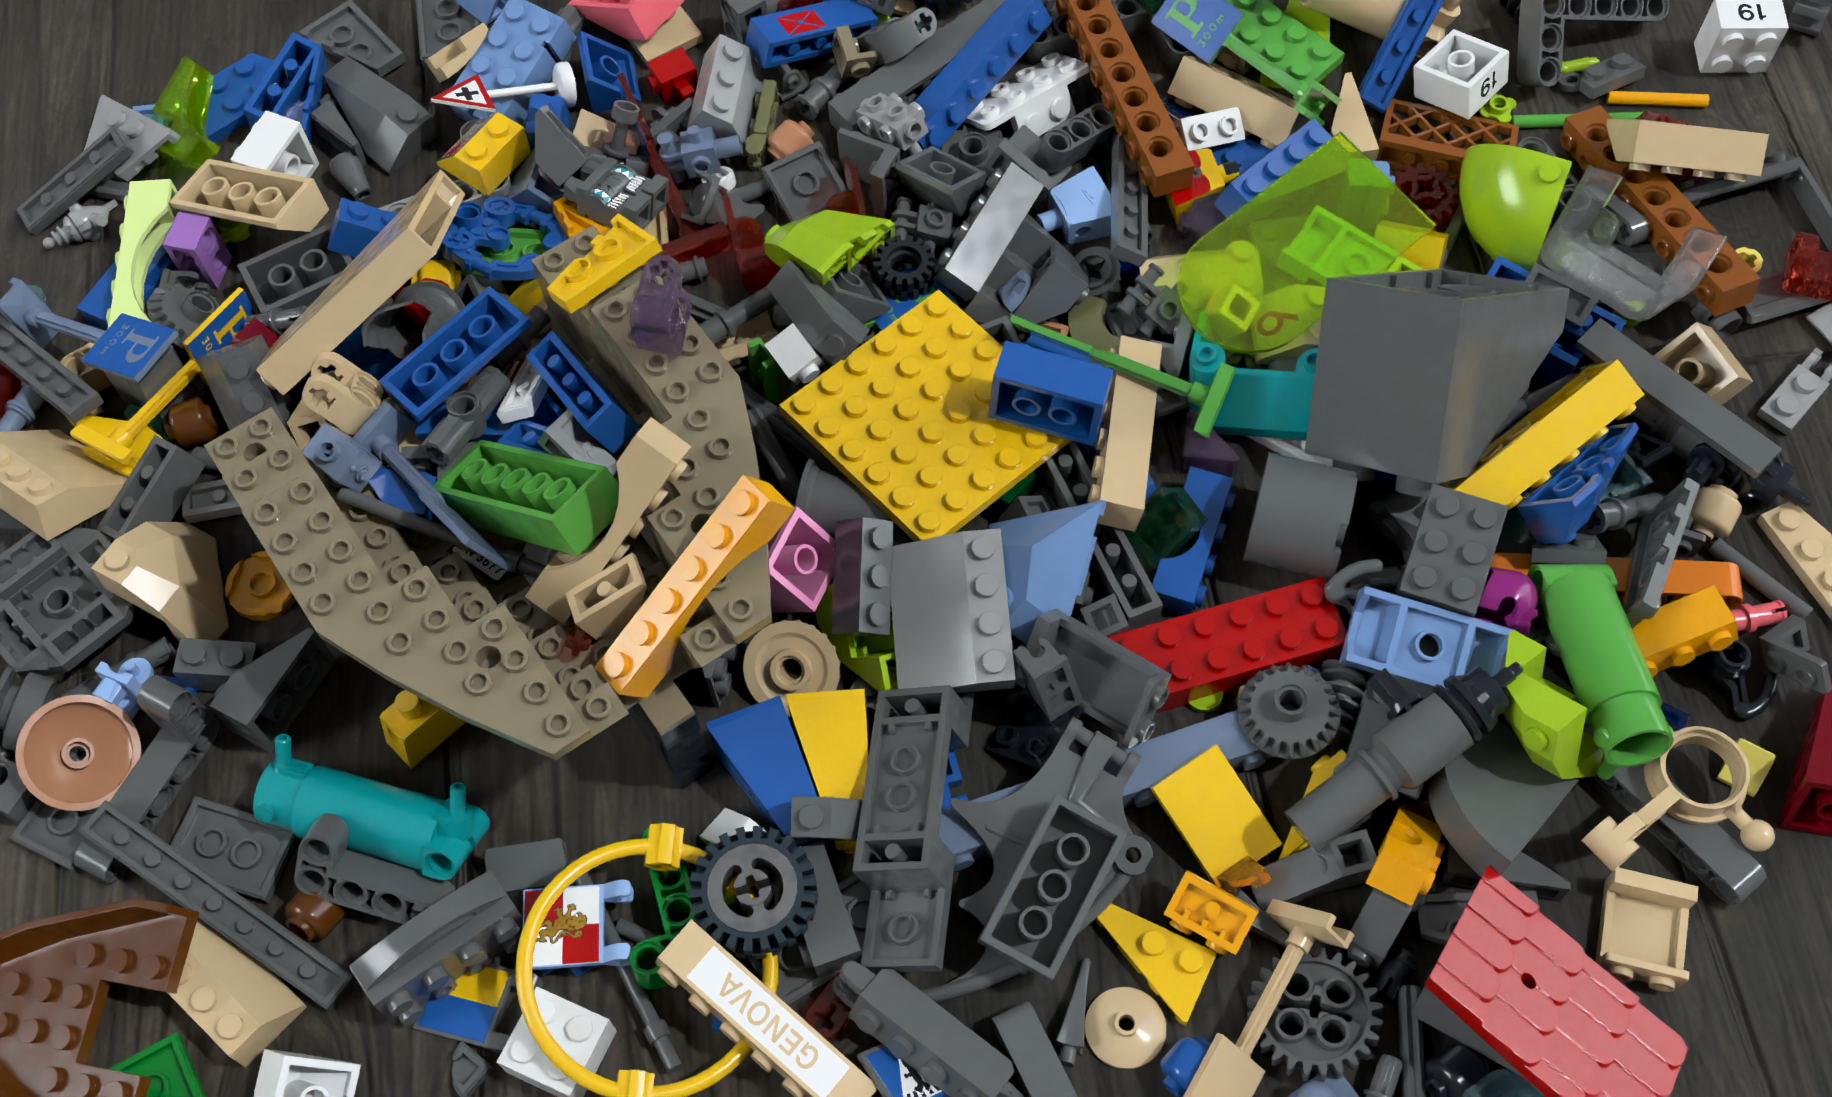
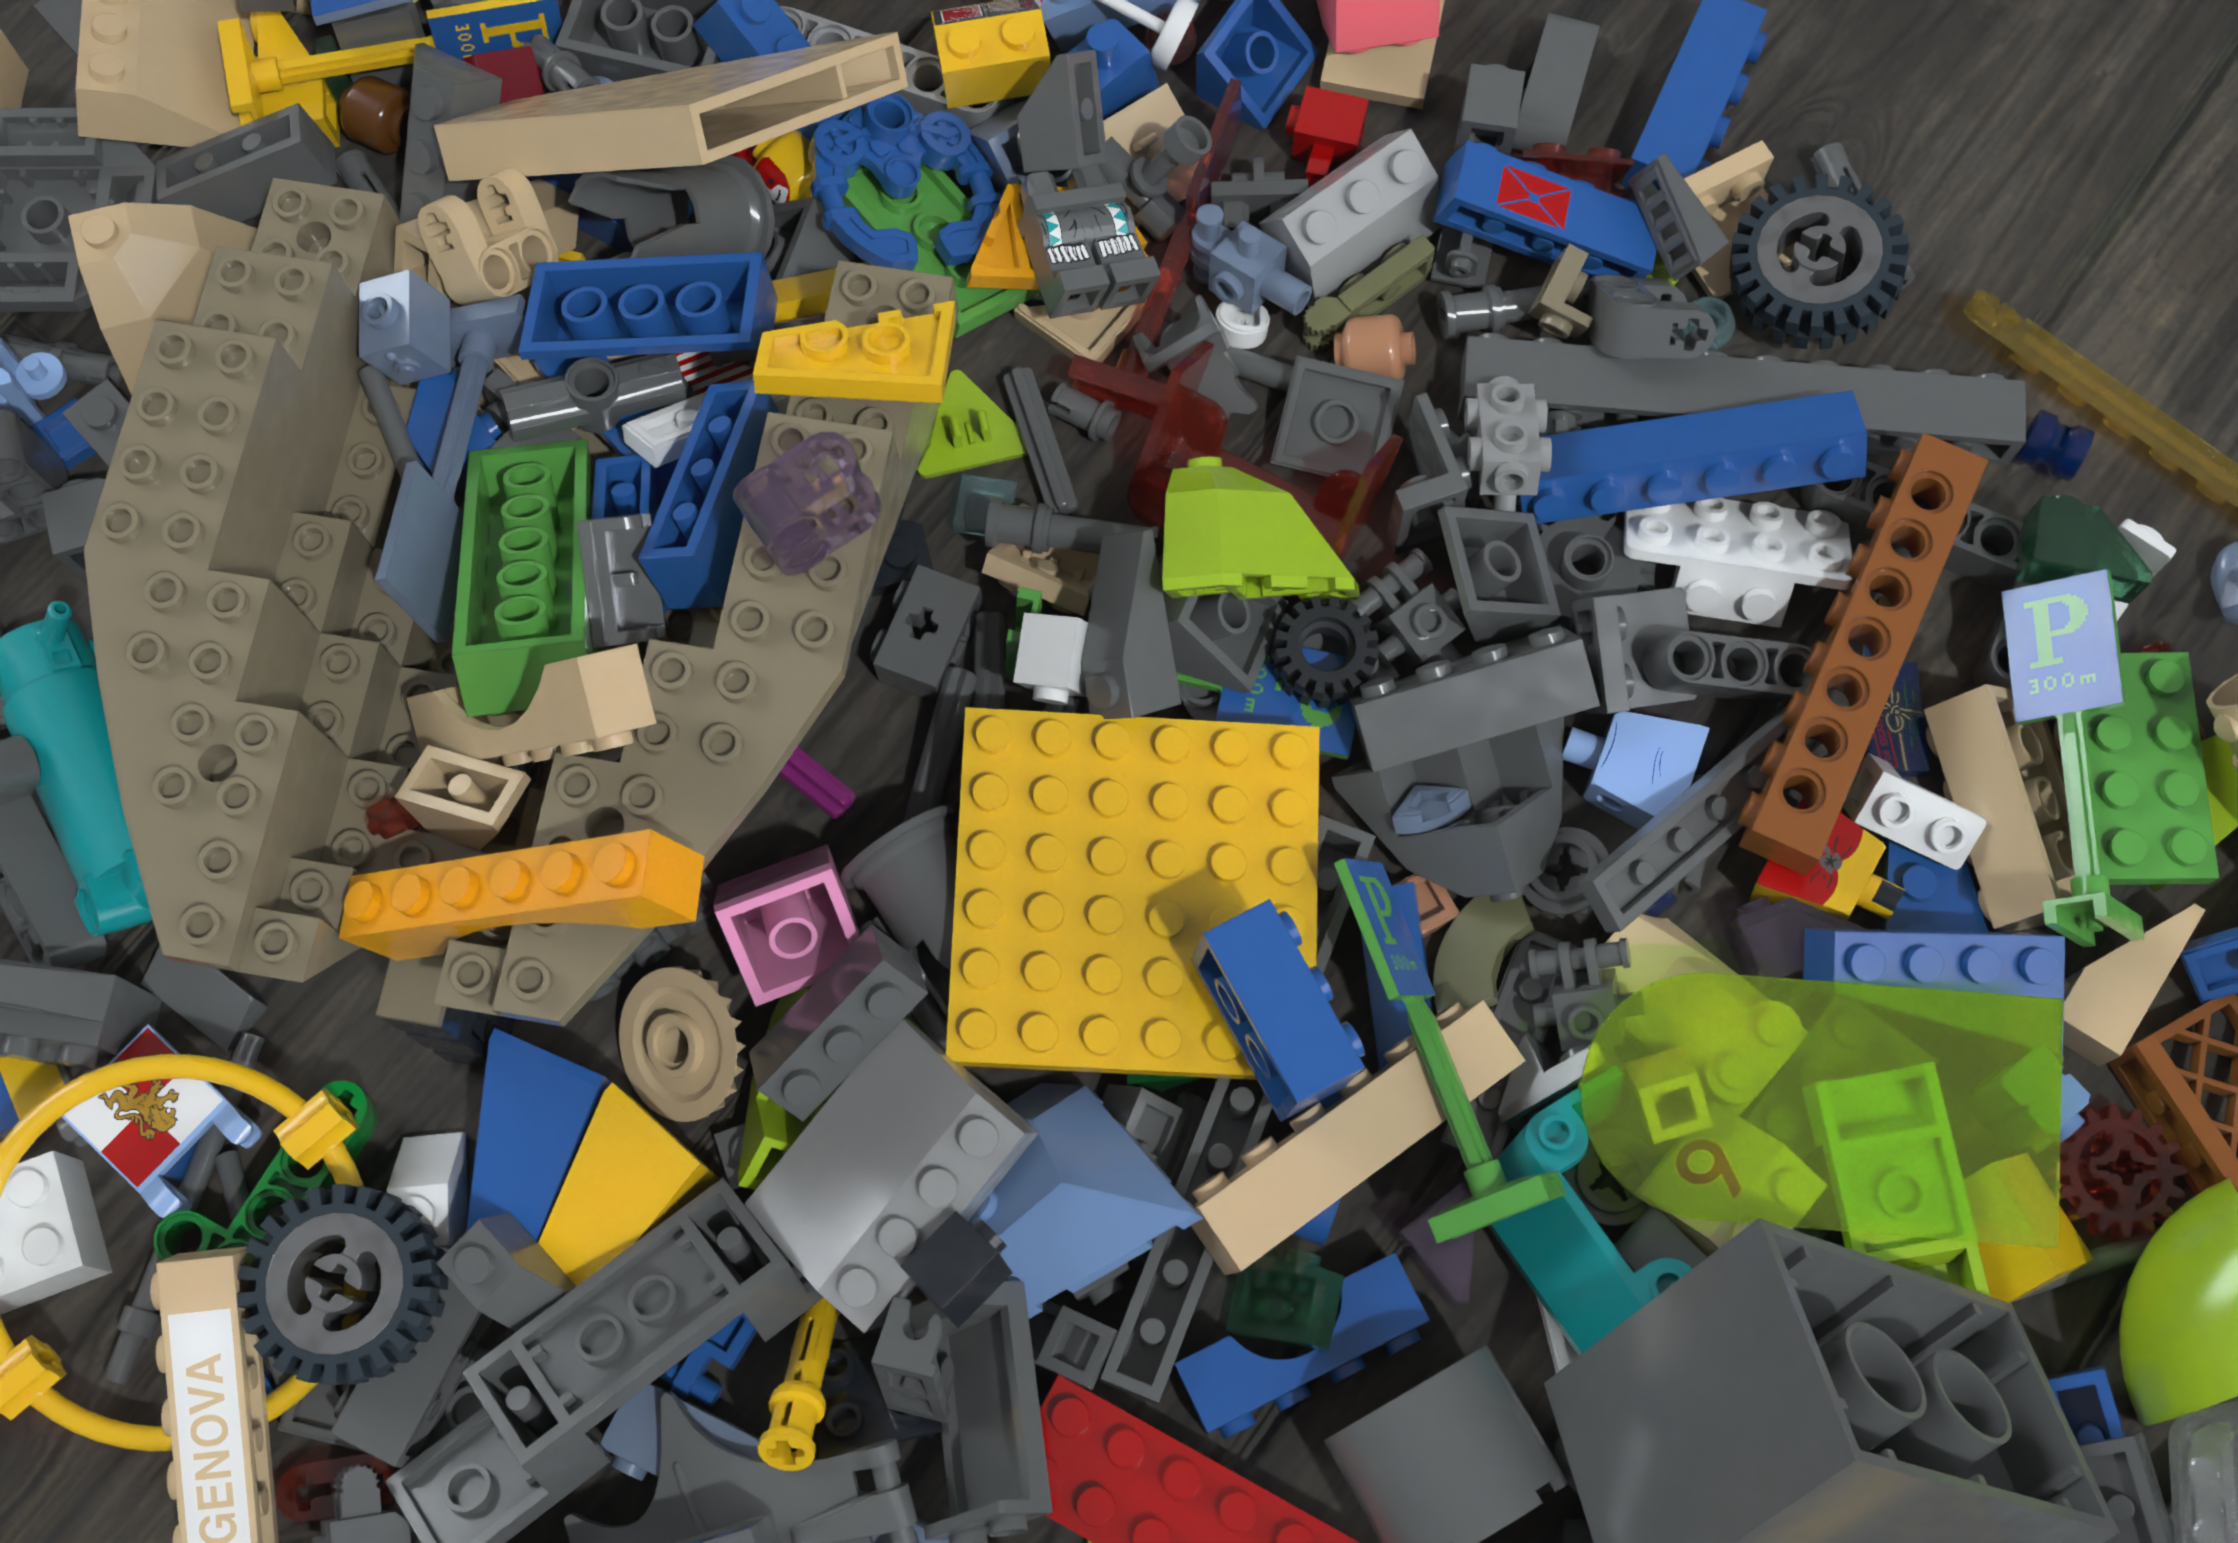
camera: 45 degrees right, 10 degrees up
(1010, 747) = (798, 1401): none -> yellow pin
(1028, 611) = (958, 1267): none -> black brick

